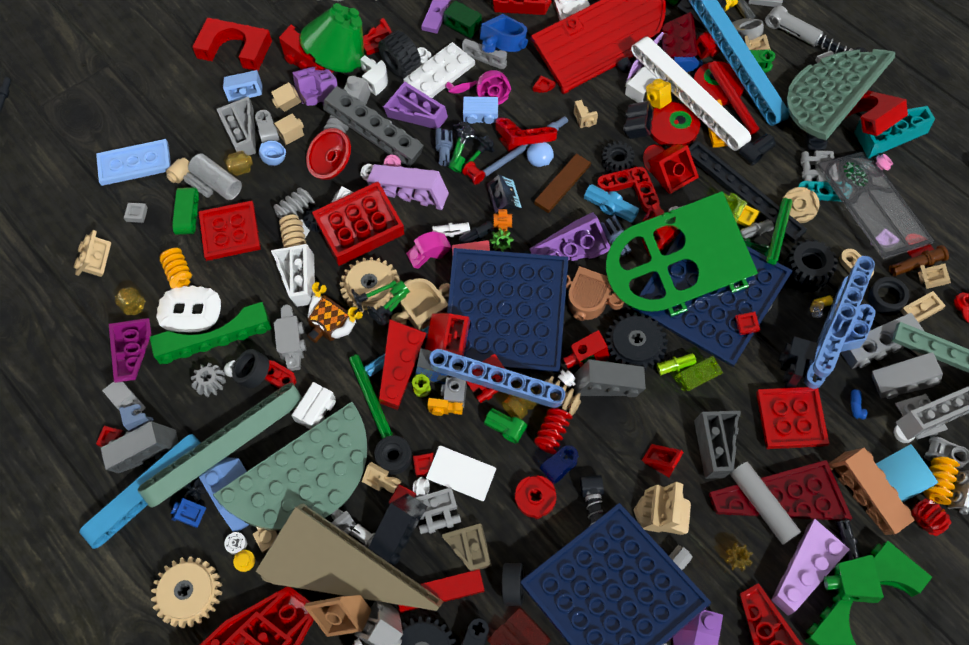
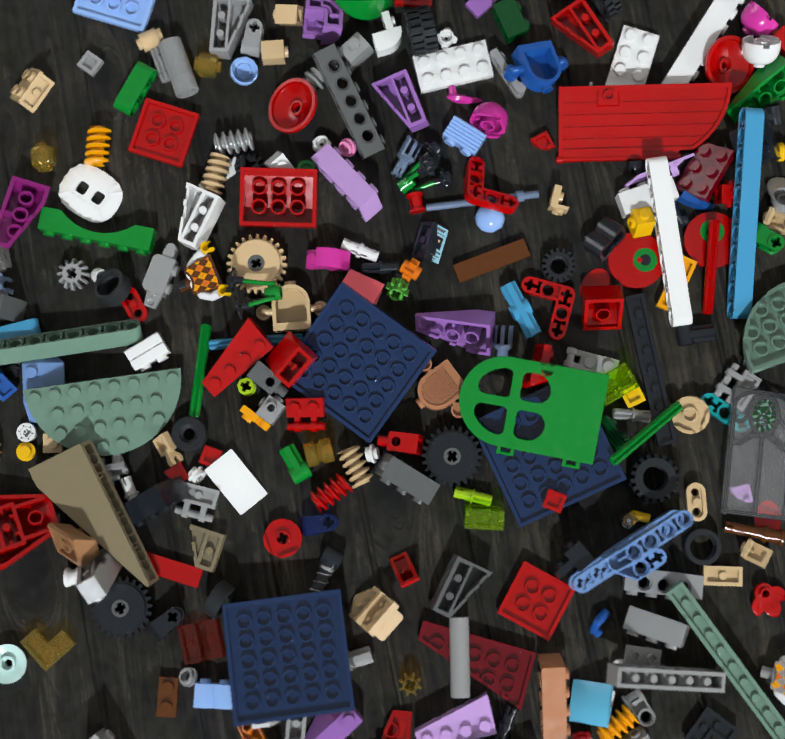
camera: 30 degrees right, 20 degrees up
(502, 386) = (295, 423): medium blue beam -> none

